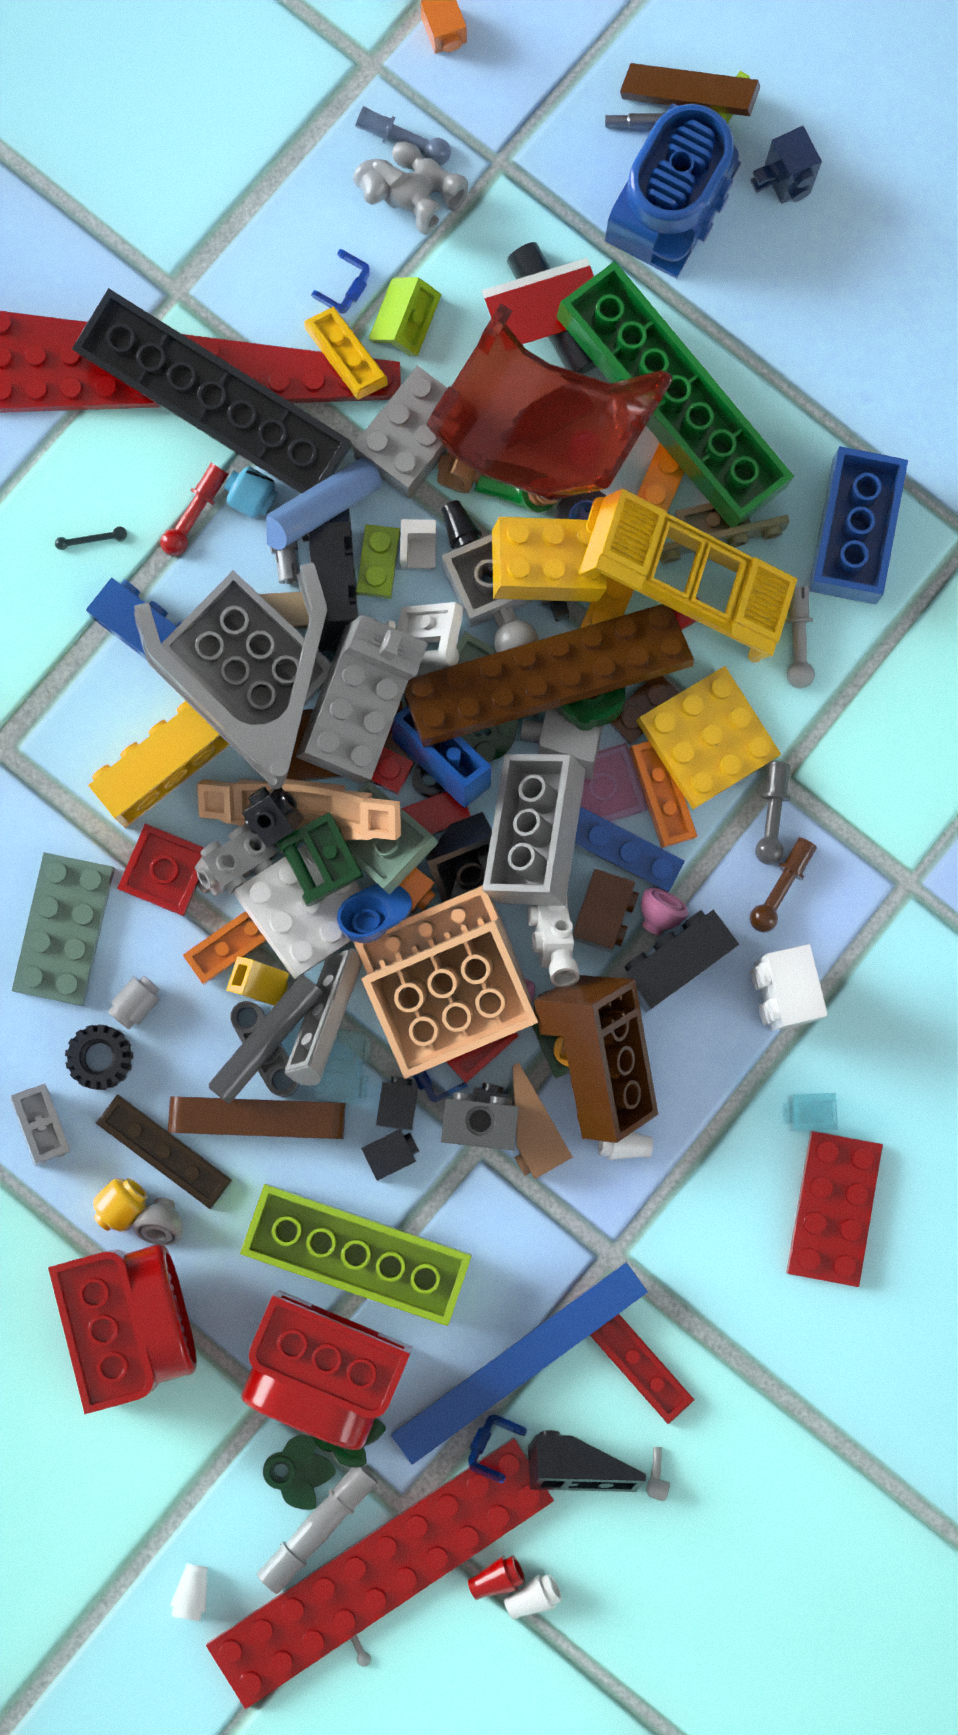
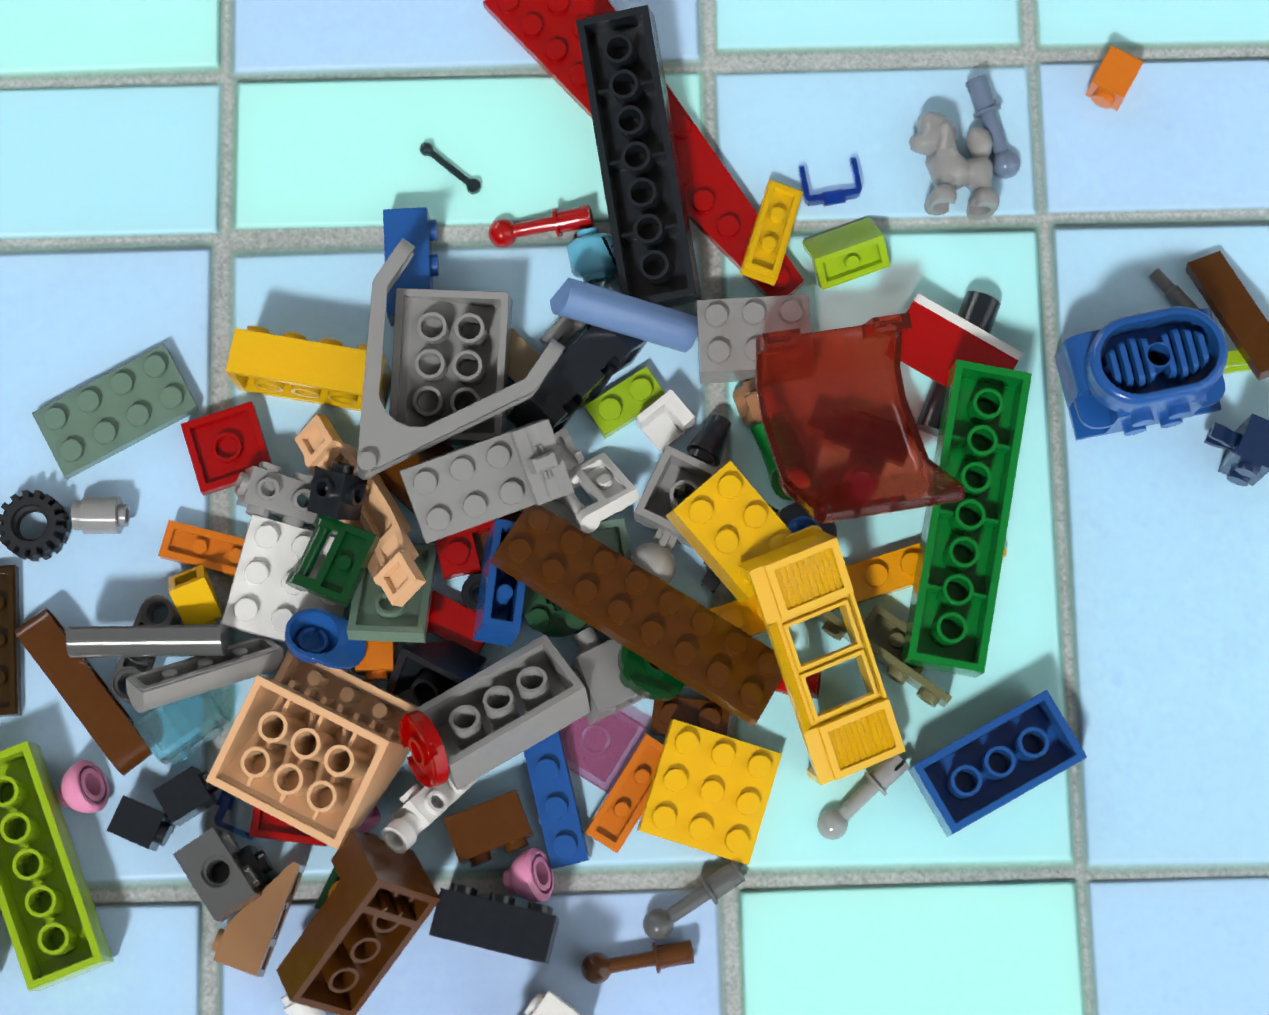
camera: 55 degrees right, 5 degrees down
(329, 1175) = (84, 788): none -> bright pink brick
(519, 901) = (428, 753): none -> red tile

